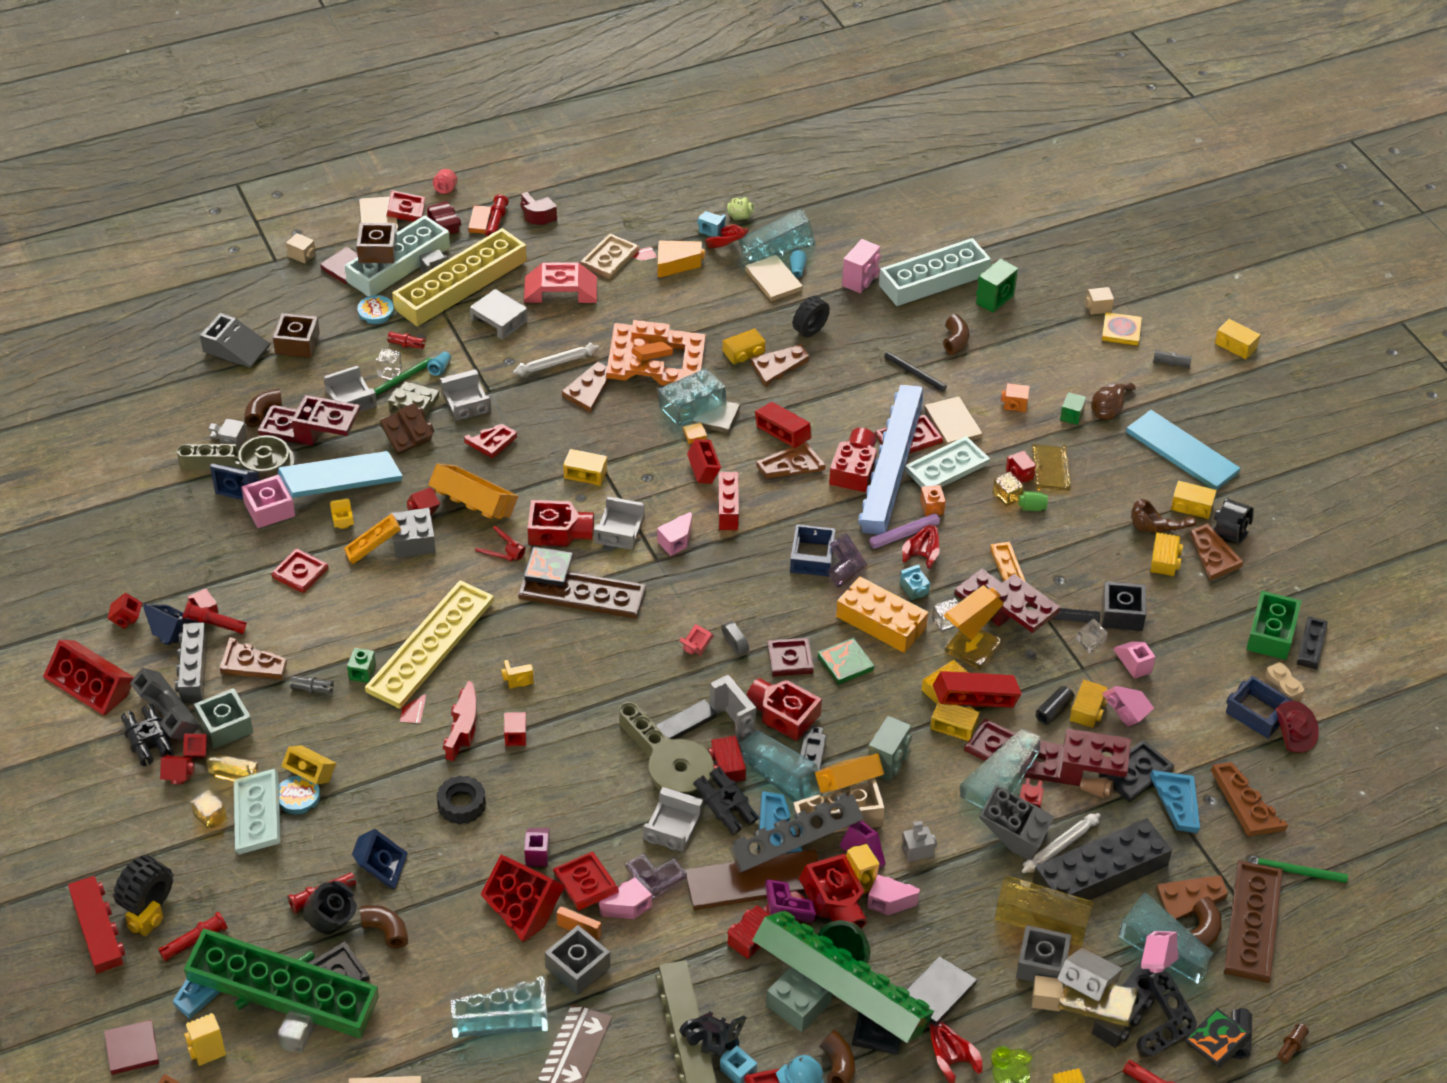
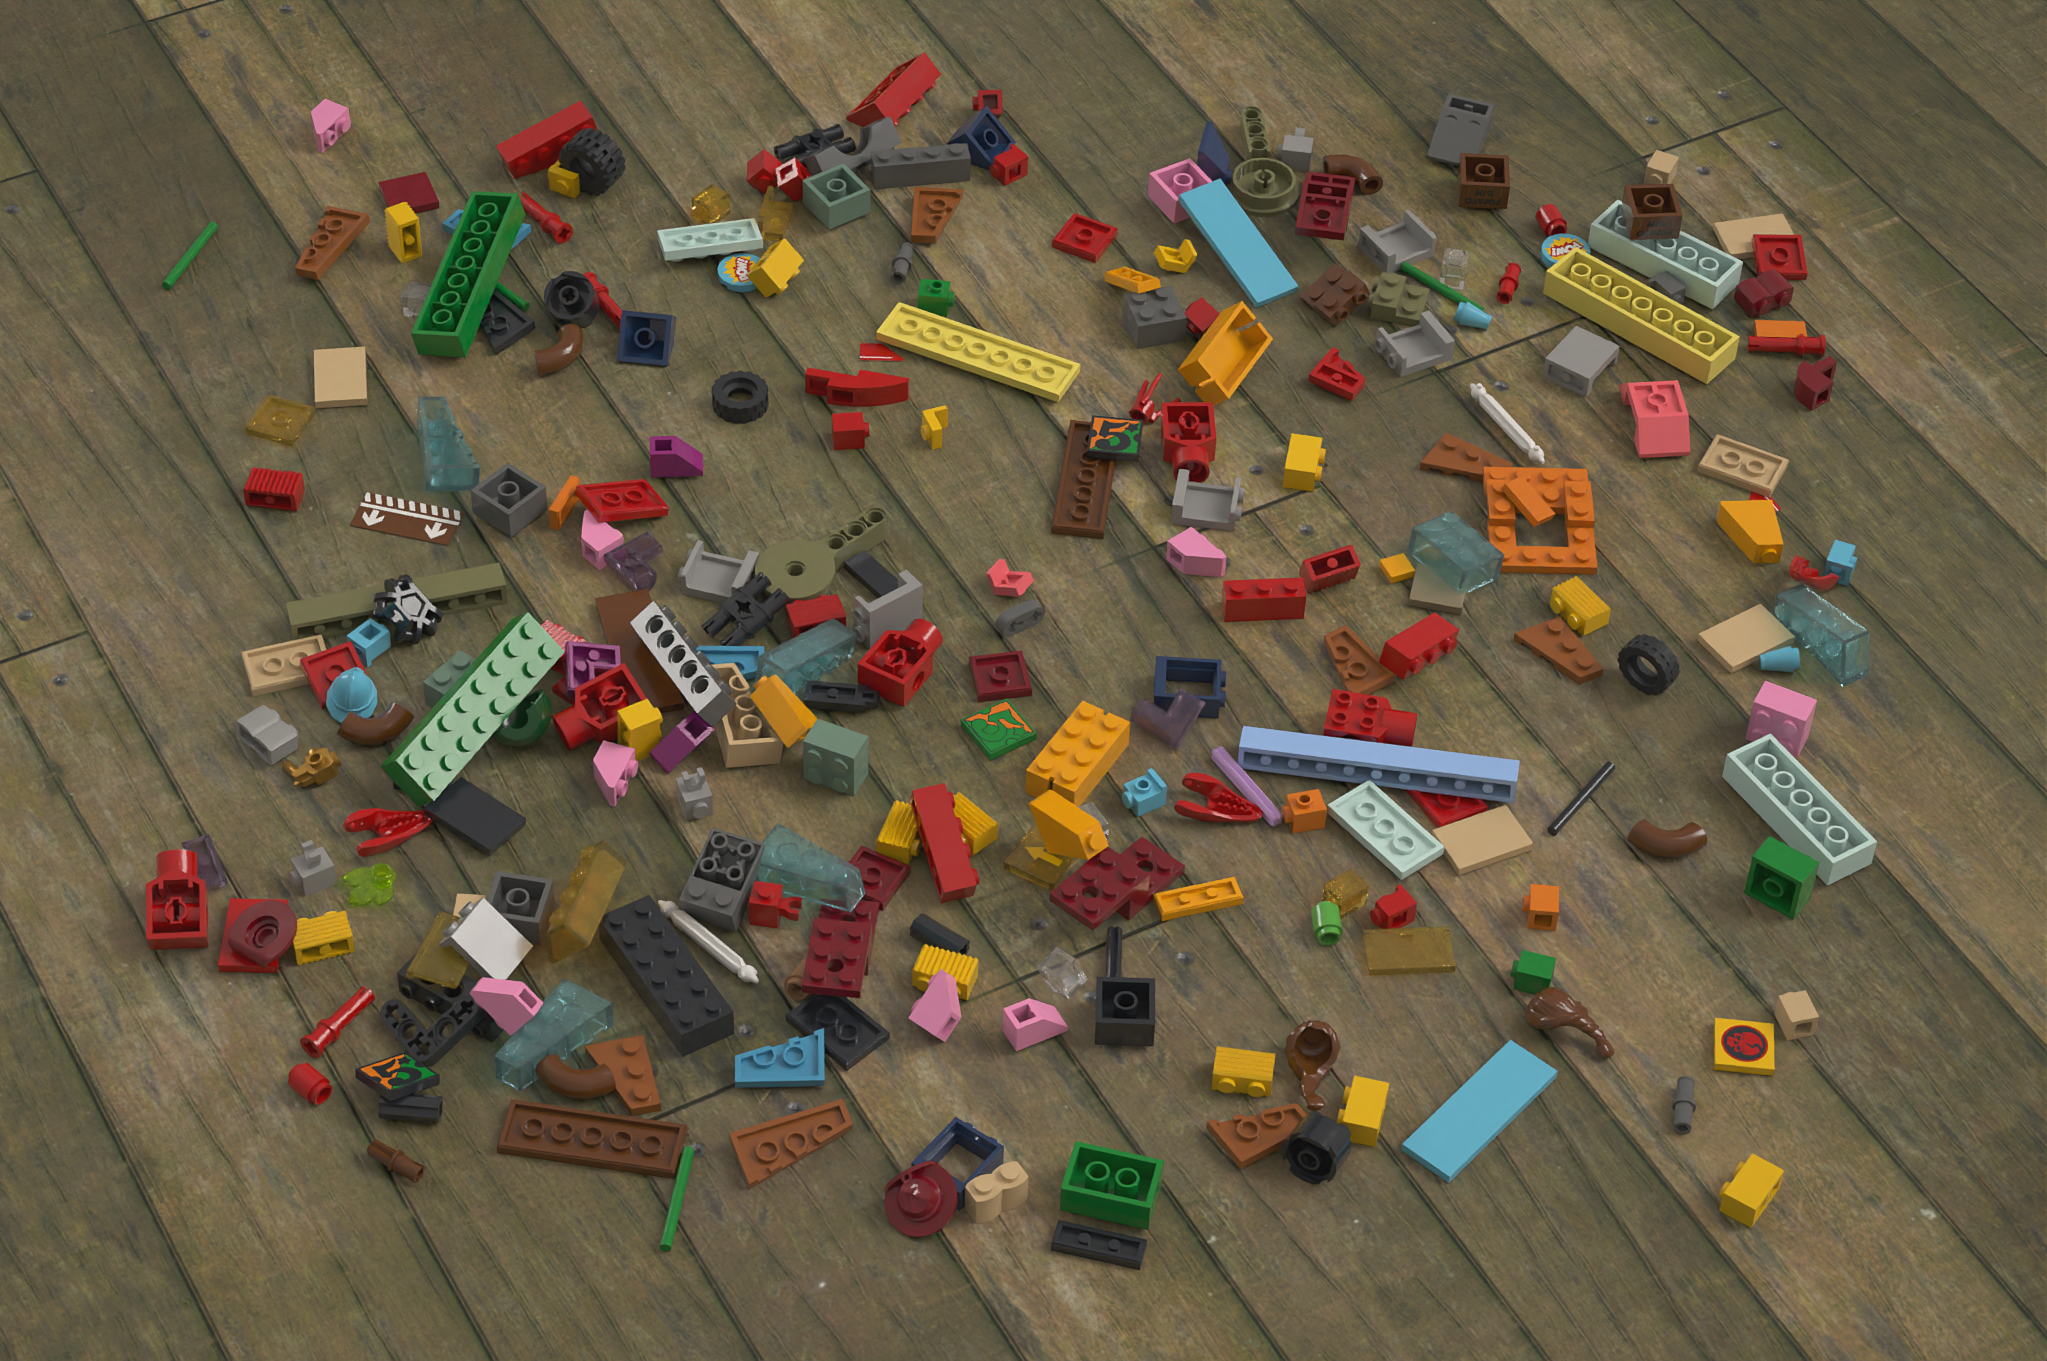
camera: 85 degrees right, 0 degrees up
(204, 616) = (984, 160): red pin -> none
(344, 309) = (1551, 220): none -> red brick
(445, 181) = (1844, 287): coral head -> none
(521, 896) = (601, 451): red wedge -> none
(740, 208) = (1885, 591): yellowish green head -> none

